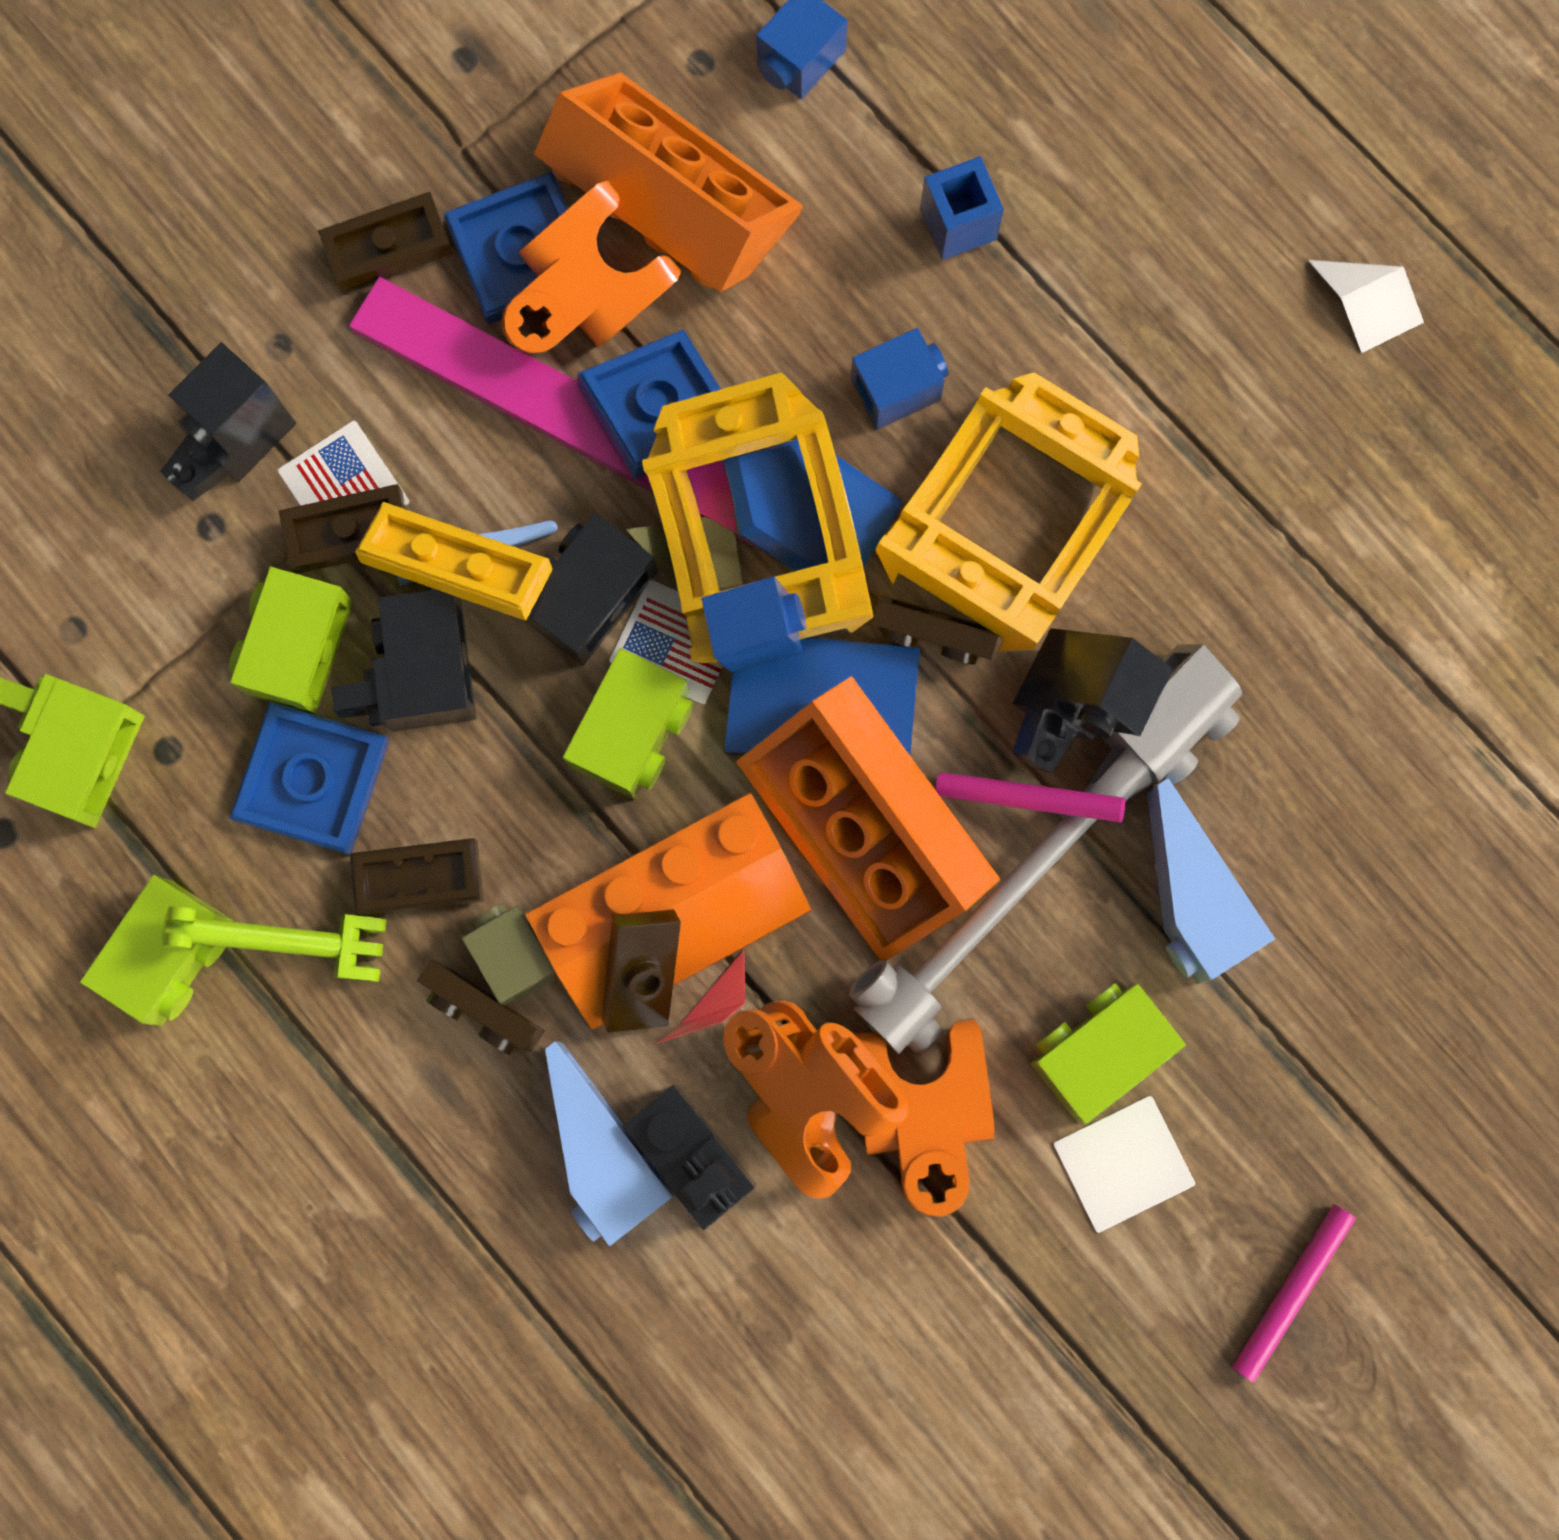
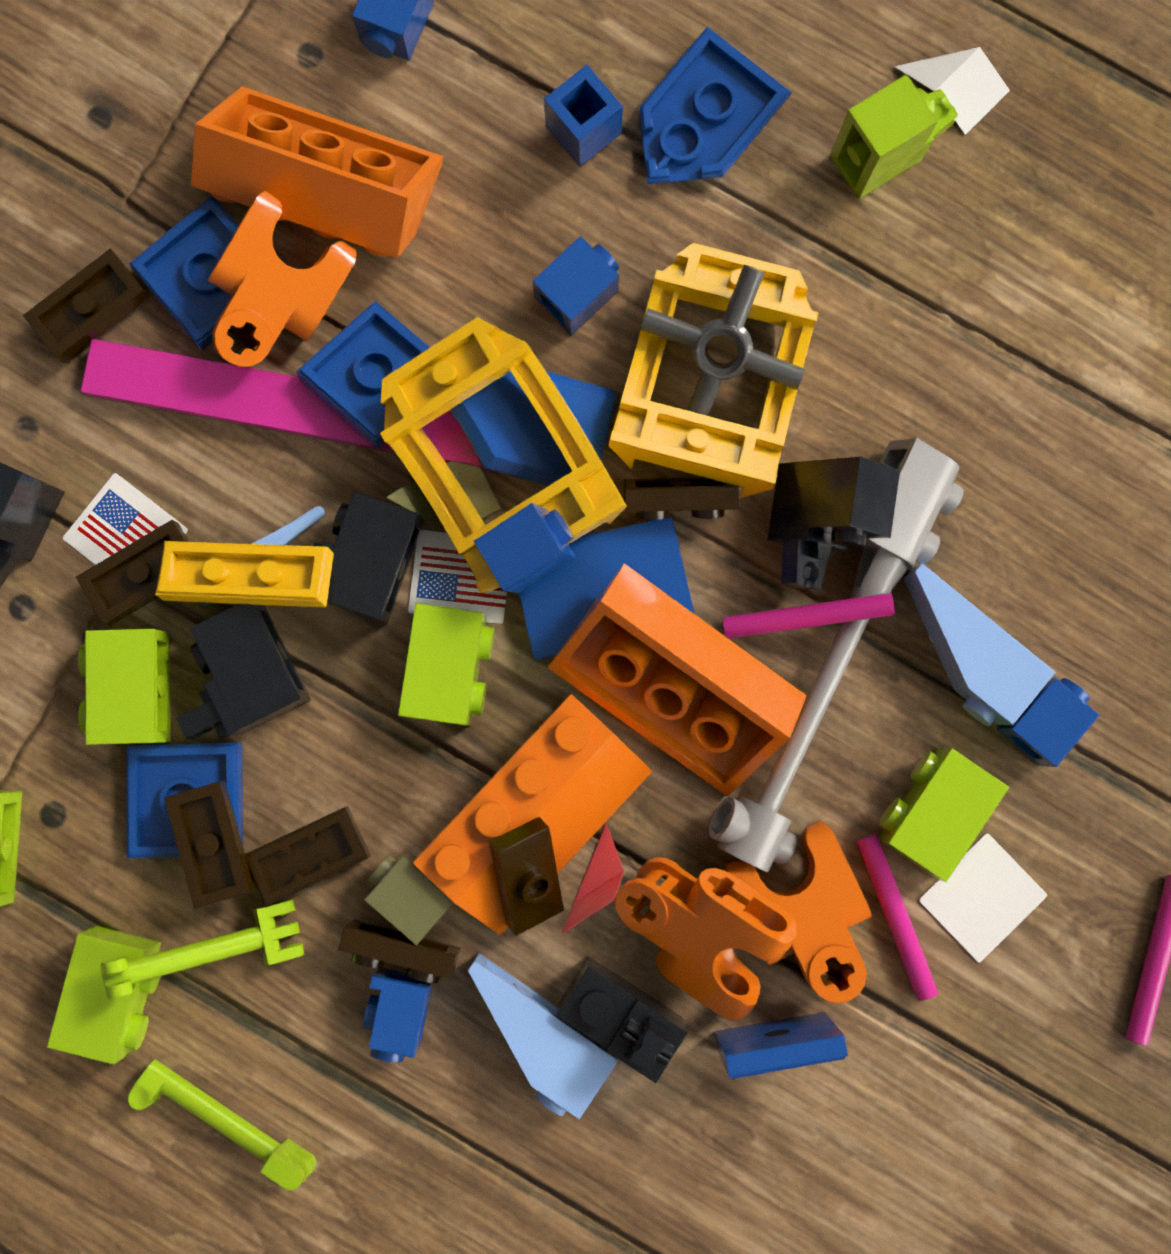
camera: 20 degrees left, 5 degrees up
(279, 1189) = (284, 1163): none -> lime hinge
(320, 828) = (209, 844): none -> dark brown plate
(454, 1075) = (396, 1015): none -> blue brick
(850, 1238) = (780, 1045): none -> blue tile
(1023, 1152) = (897, 917): none -> dark pink bar
(1046, 467) = (731, 325): none -> dark grey bar
(1093, 245) = (706, 112): none -> blue tile
(1254, 993) = (1052, 722): none -> blue brick
(1277, 324) = (889, 134): none -> lime hinge

